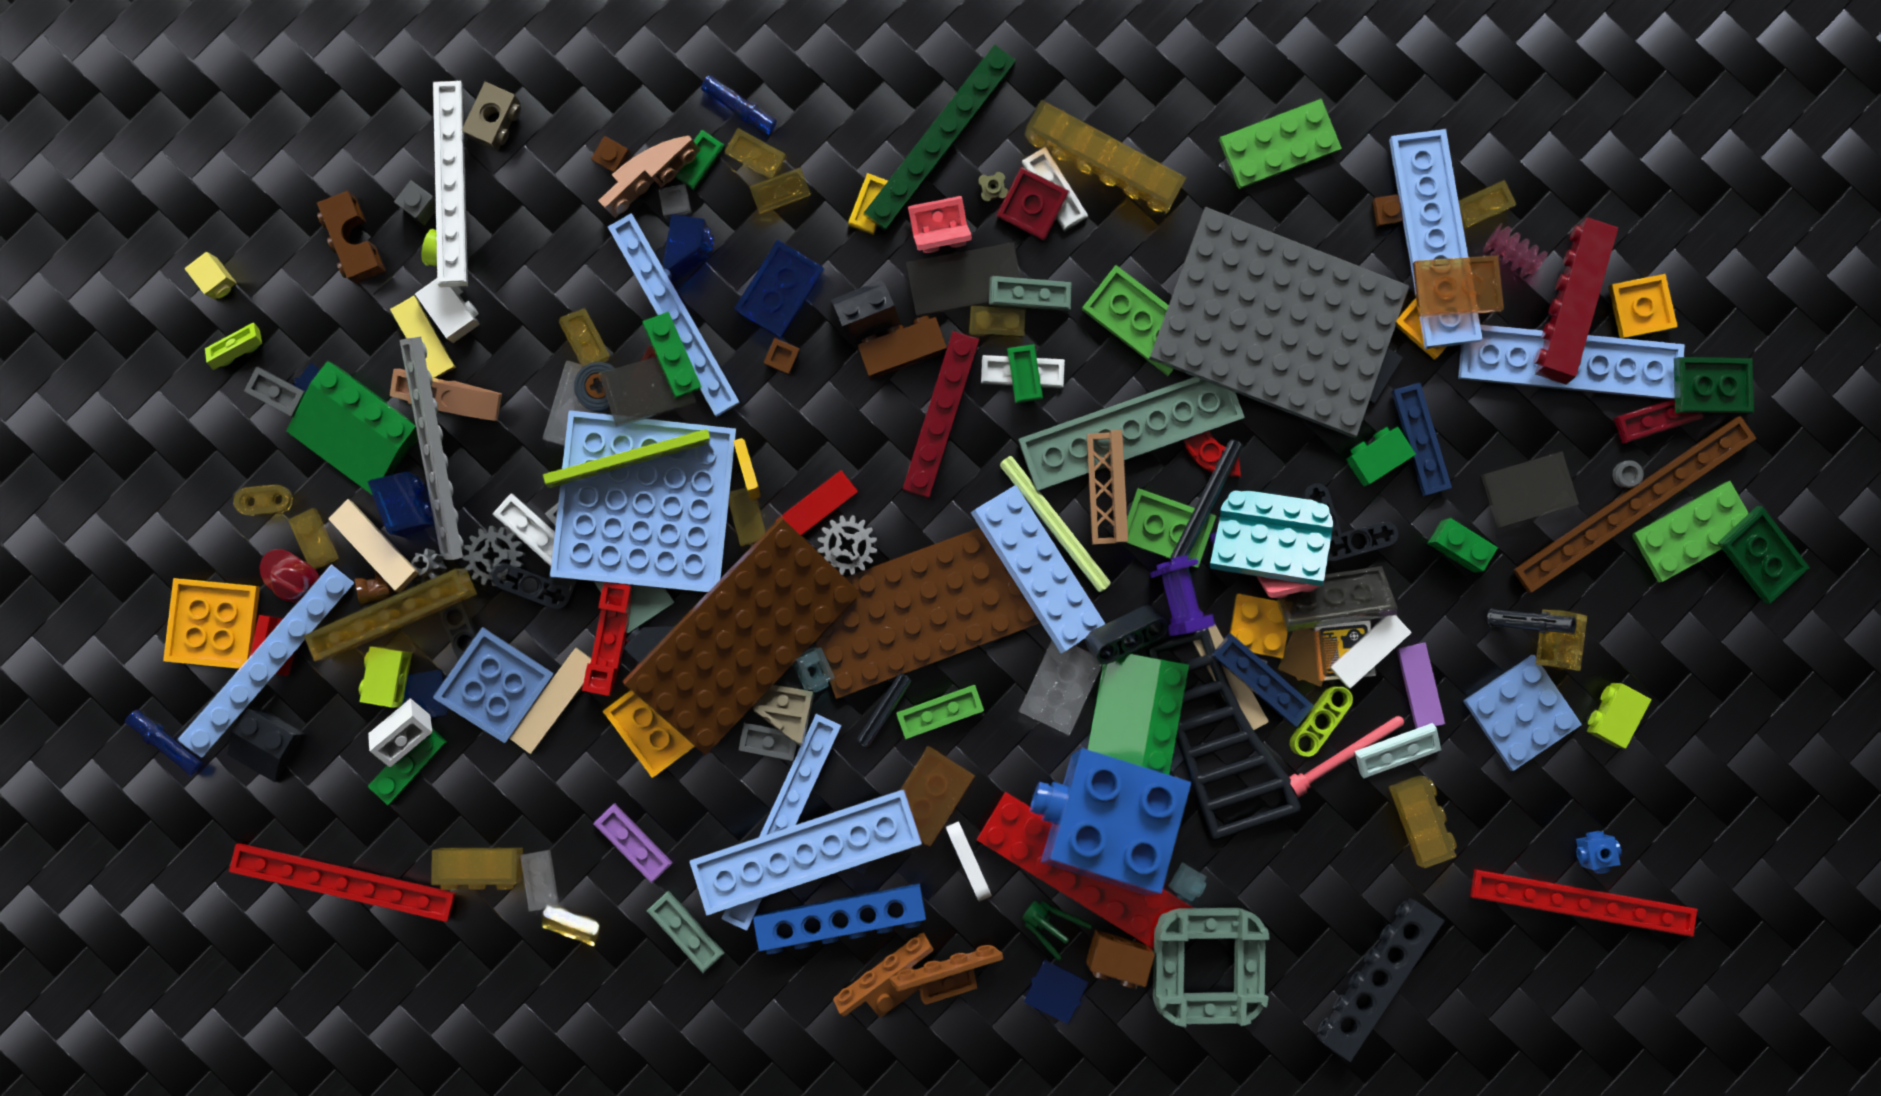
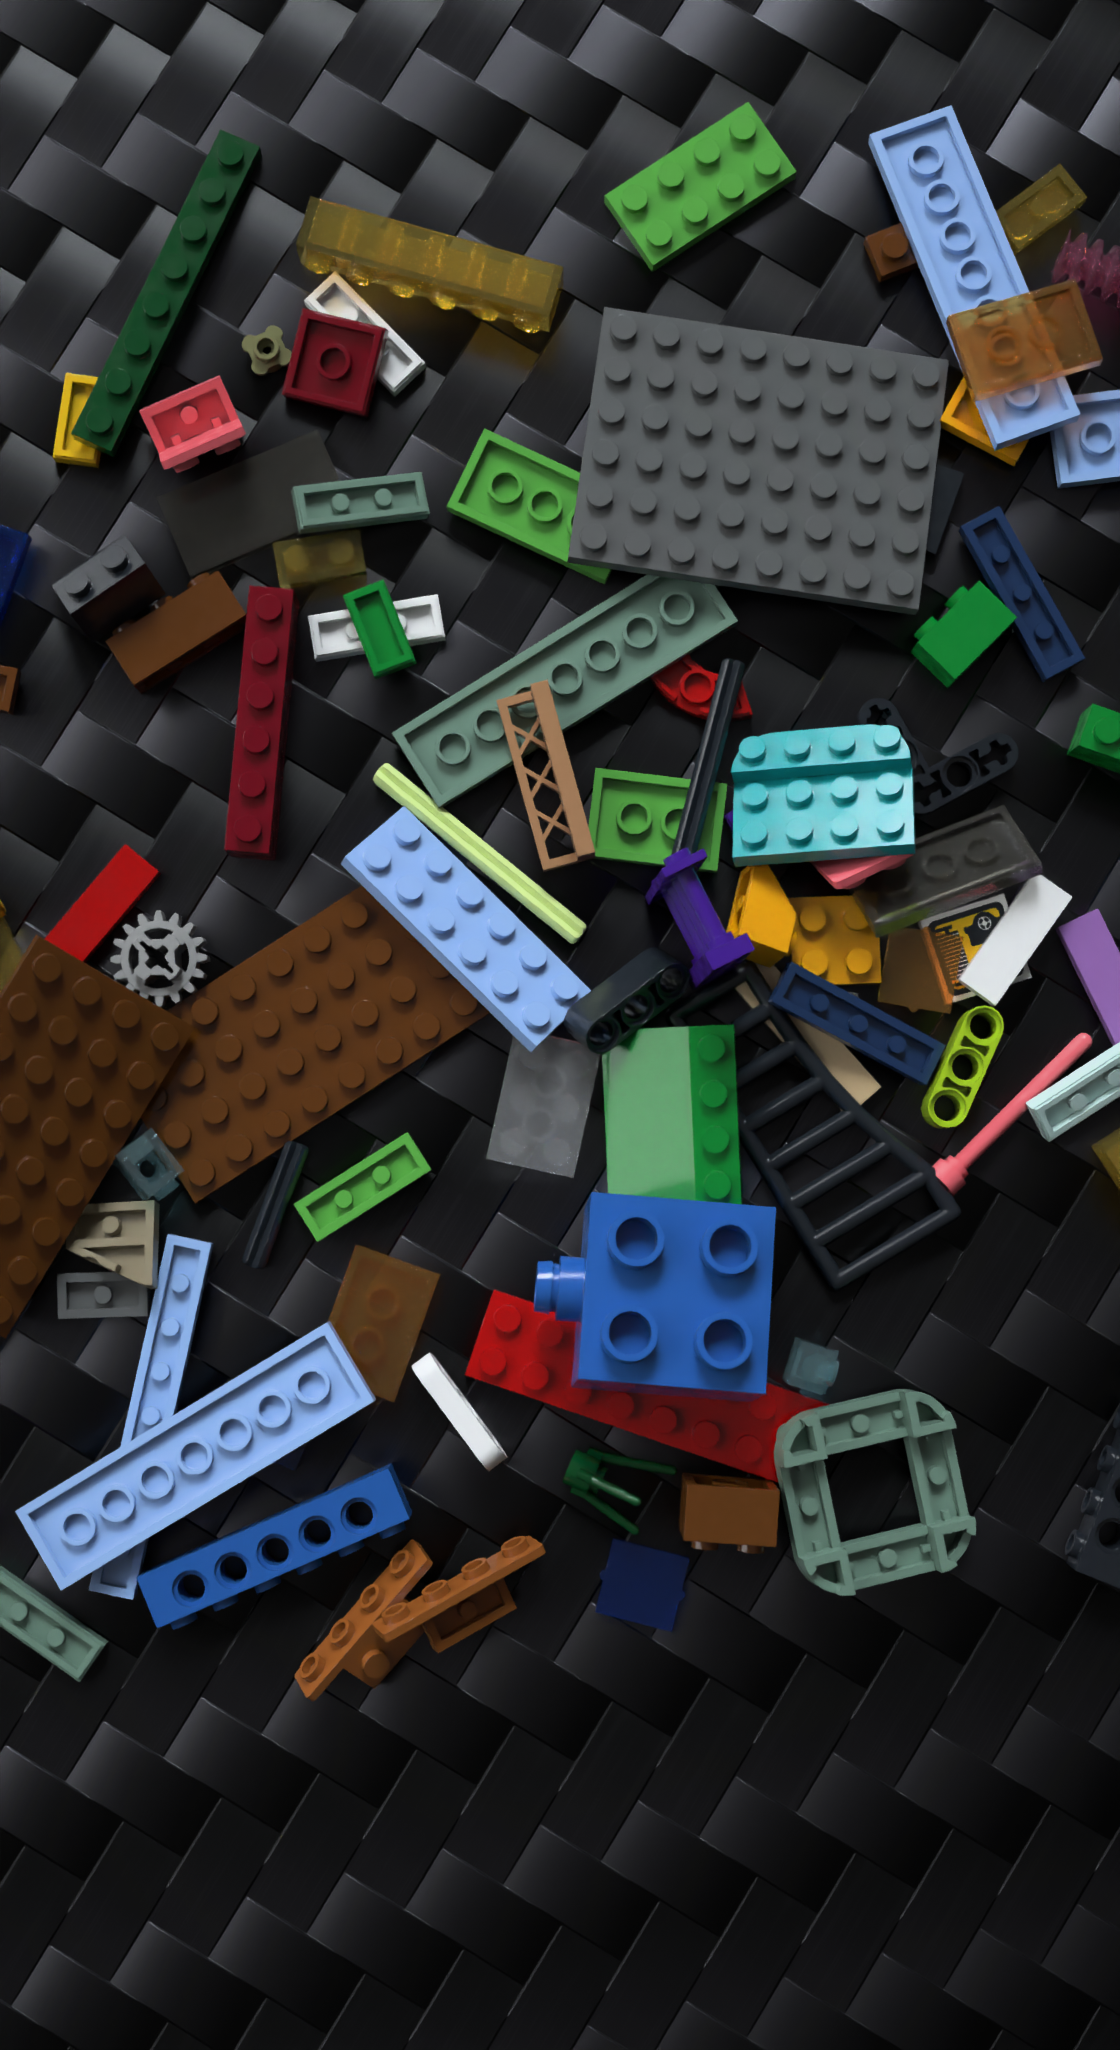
camera: 10 degrees left, 0 degrees up
(1220, 600) = (764, 914): none -> light orange slope

